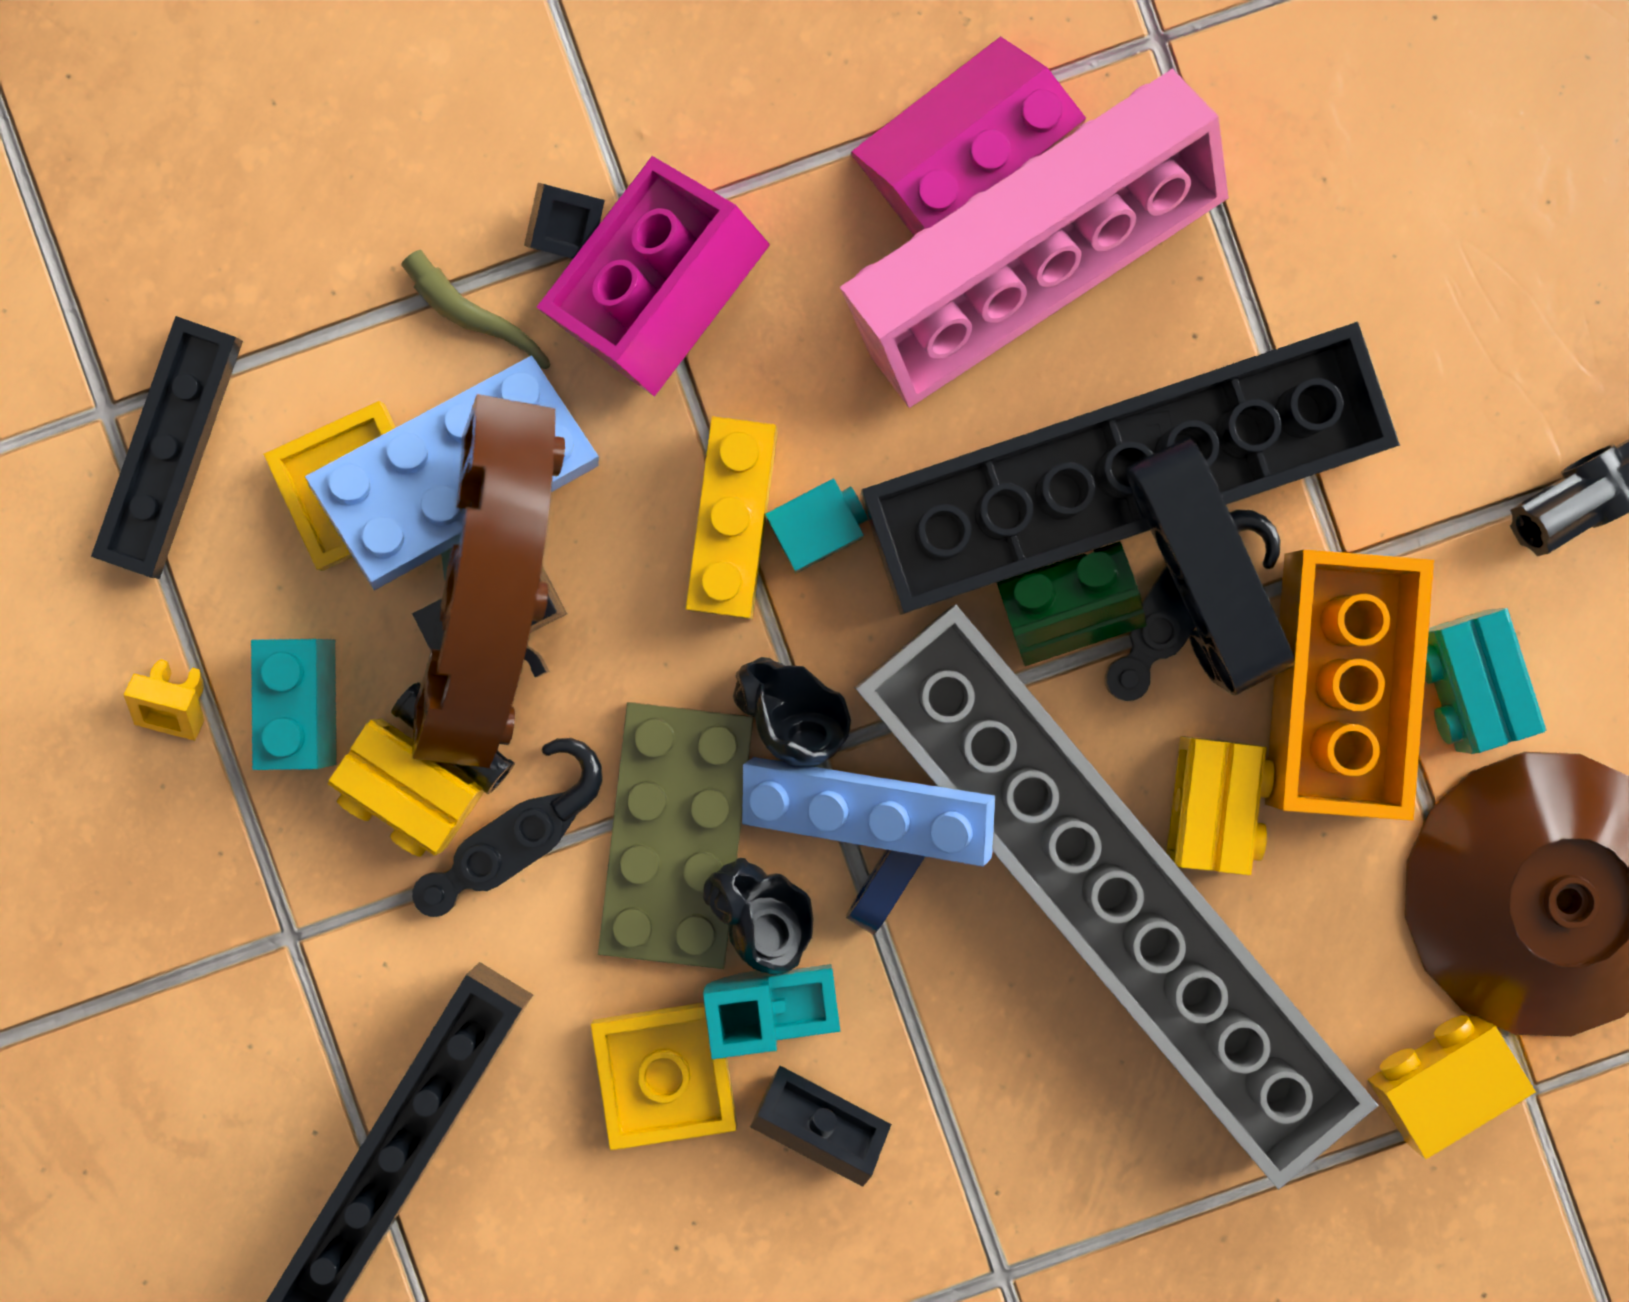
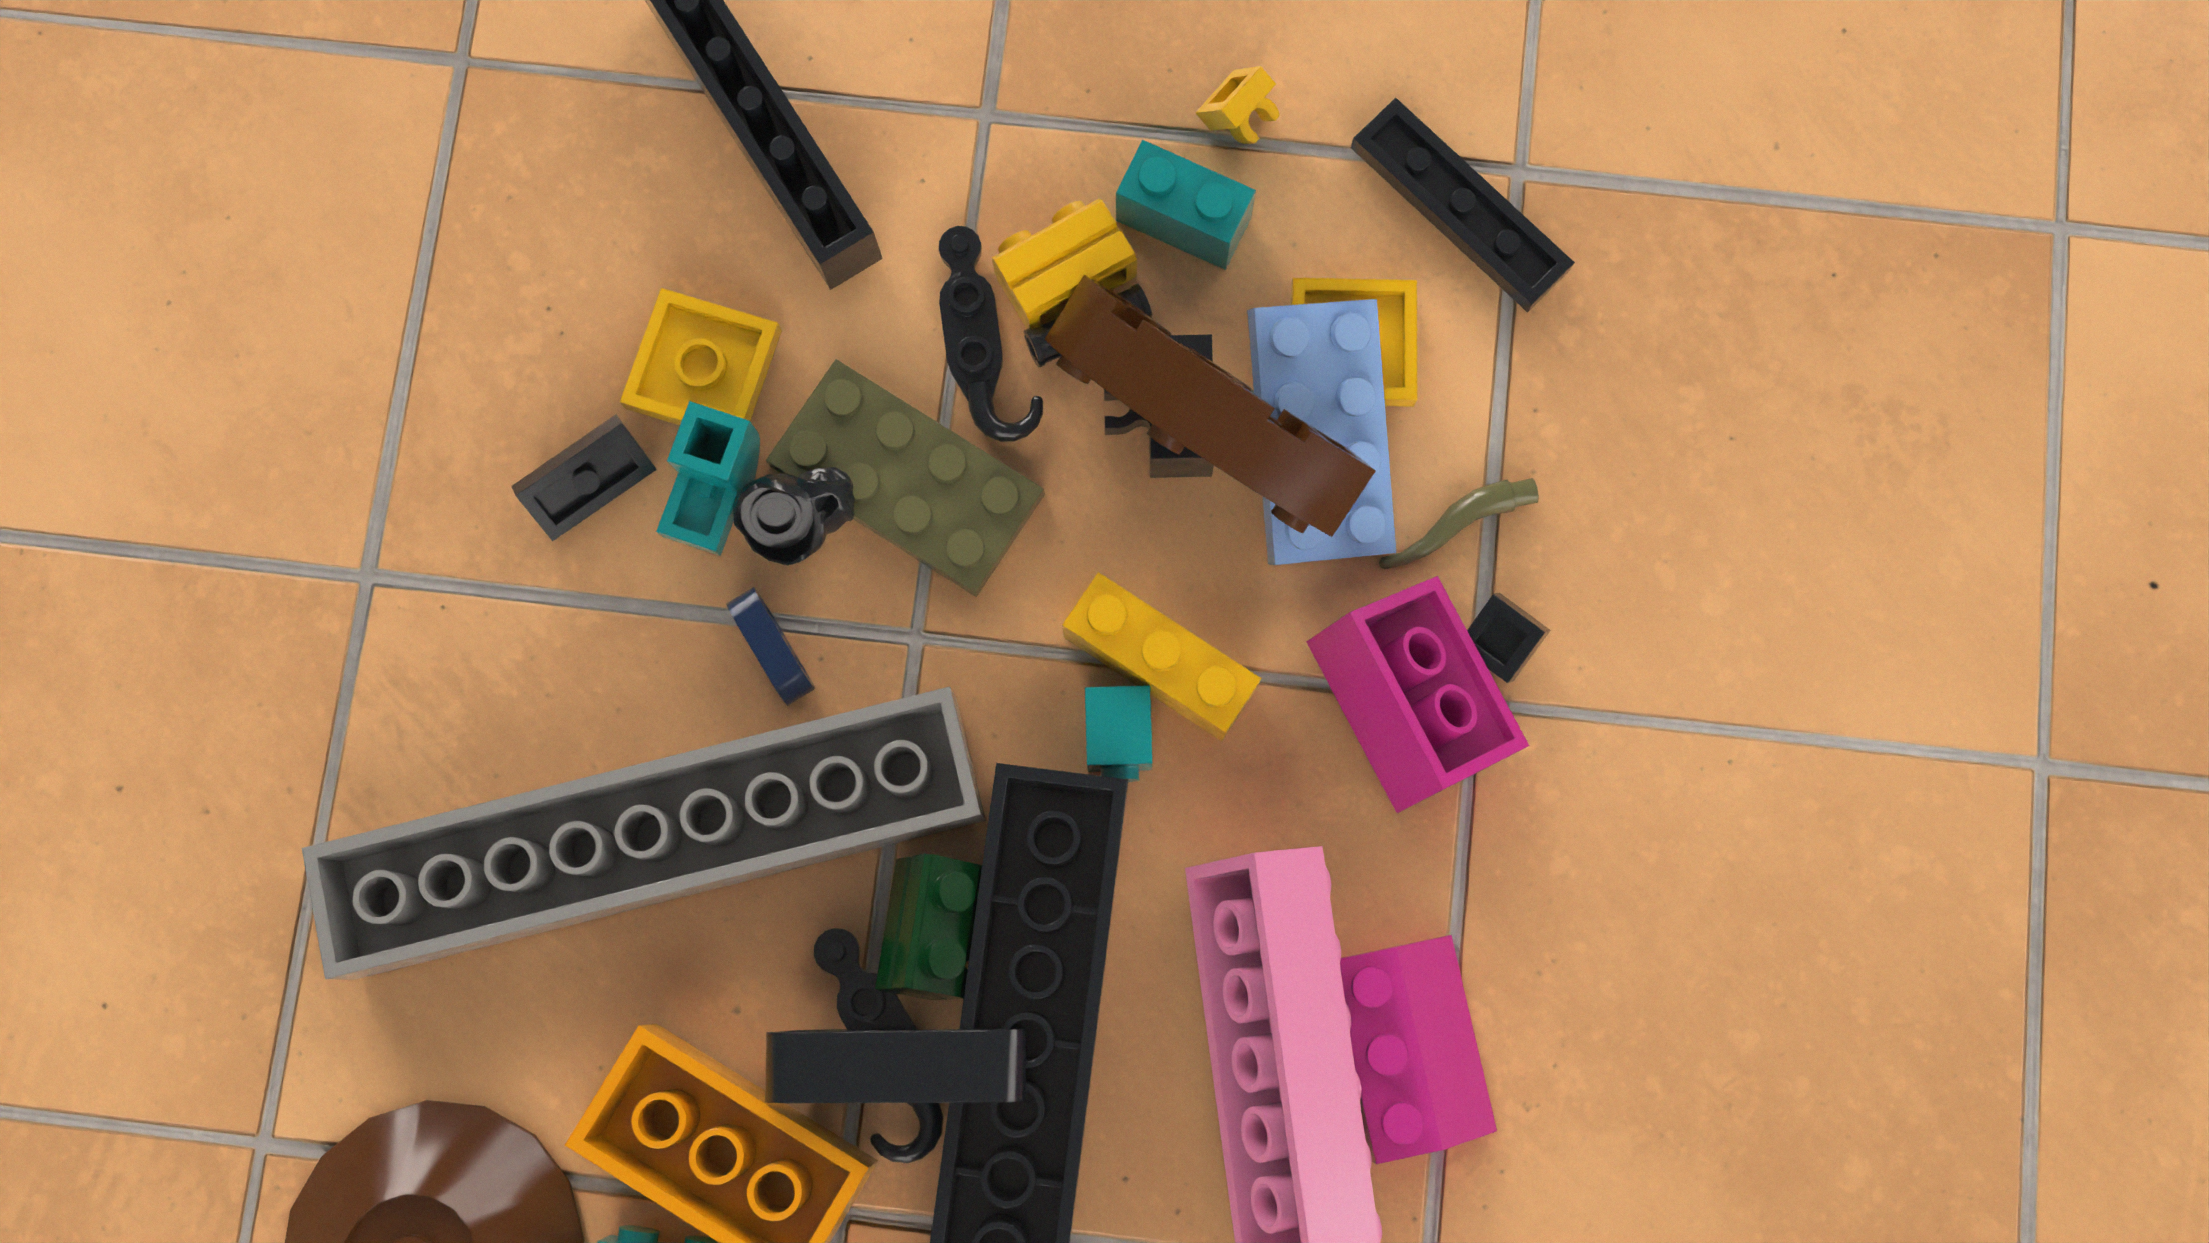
camera: 120 degrees right, 10 degrees down
(792, 711) = (960, 628): black hair -> none
(869, 811) = (835, 649): light blue plate -> none
(1219, 805) = (677, 976): yellow brick -> none
(1450, 1084) = (309, 1066): yellow brick -> none

